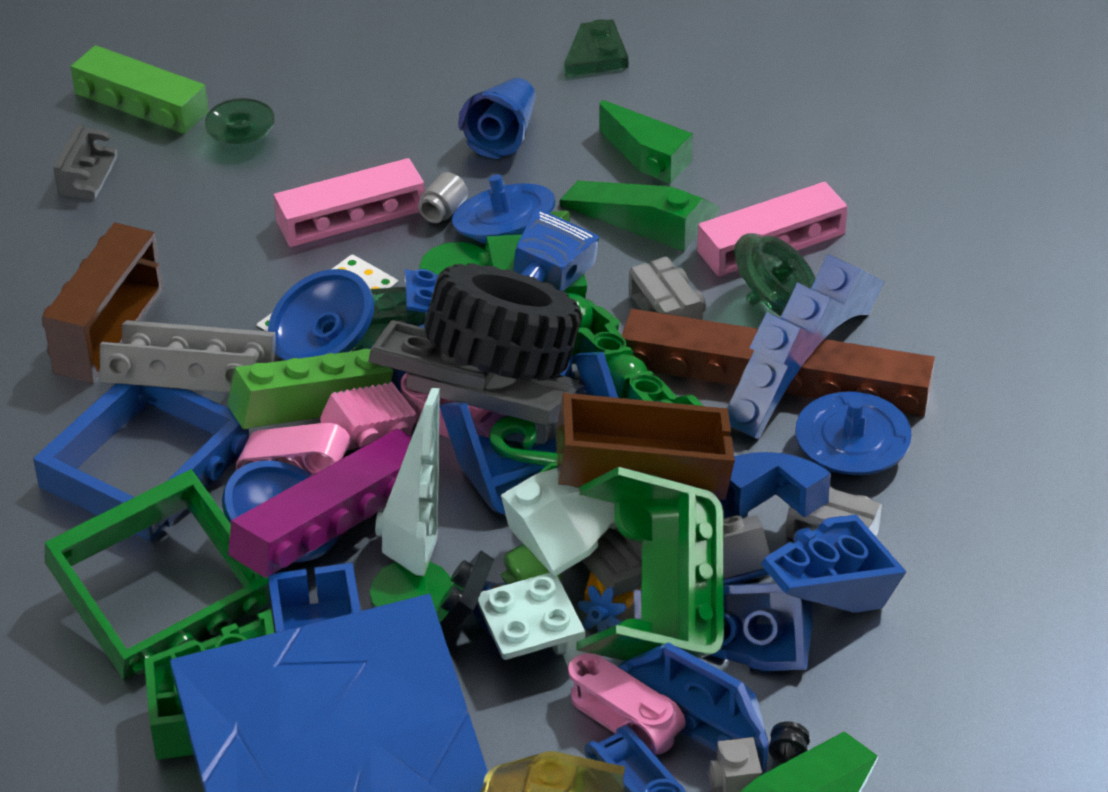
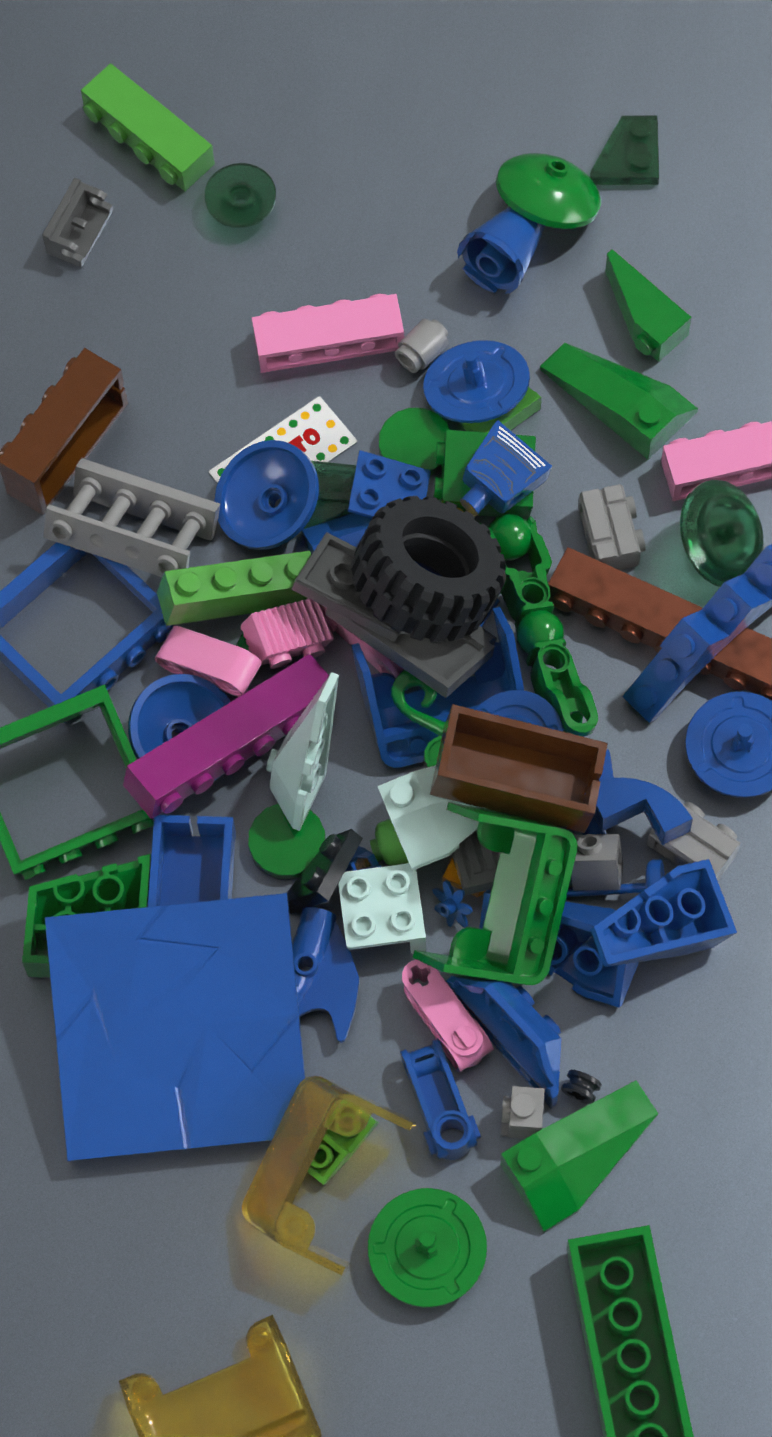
camera: 15 degrees right, 25 degrees up
(488, 688) = (333, 978): none -> blue pin
(531, 68) = (548, 190): none -> green dish

